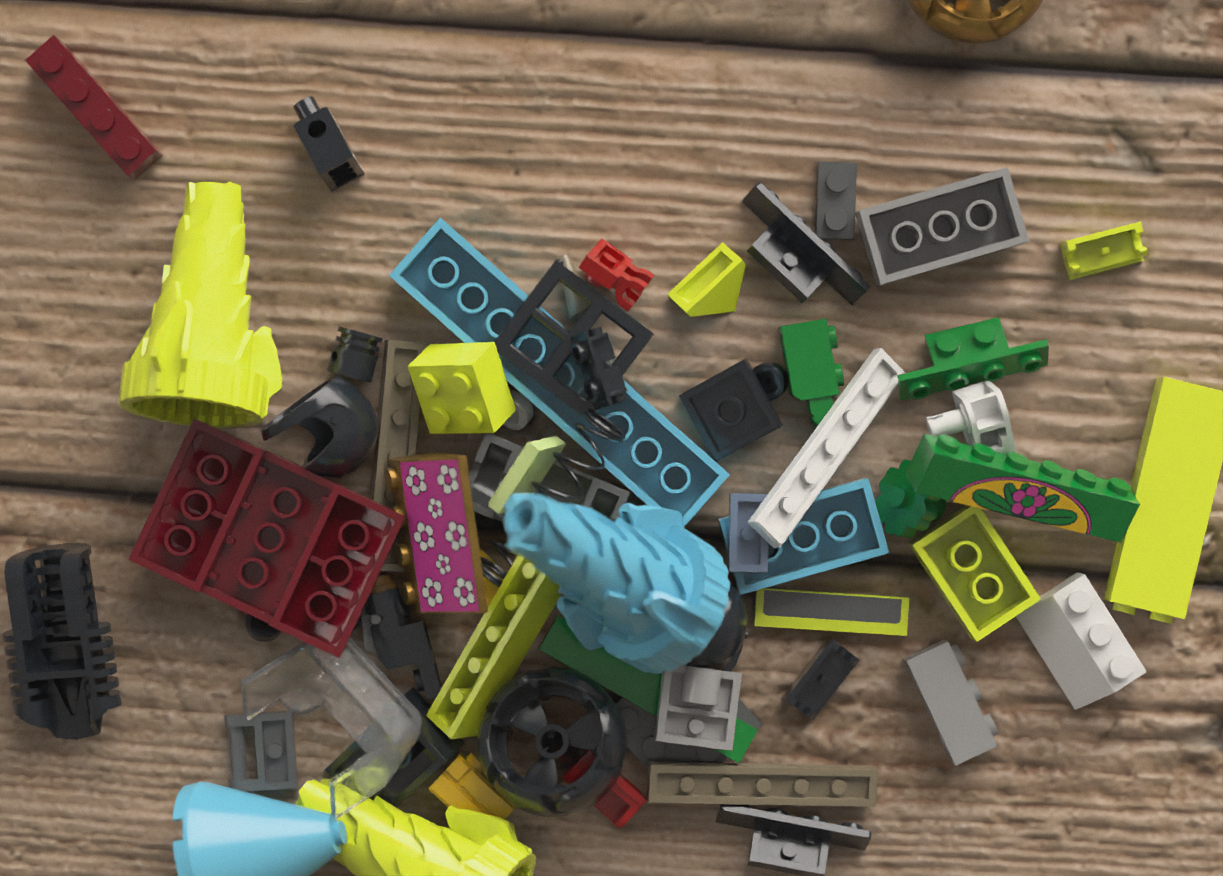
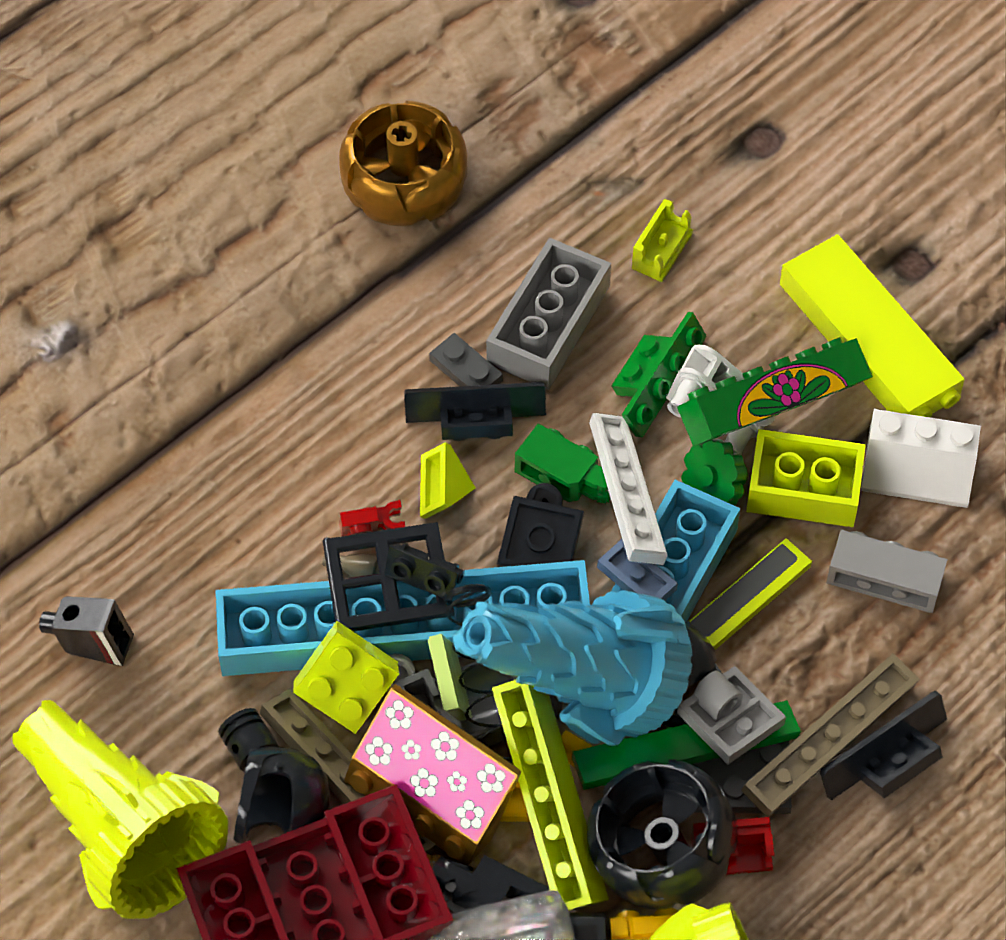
camera: 50 degrees left, 30 degrees down
(820, 678) = (789, 639): black hinge -> none

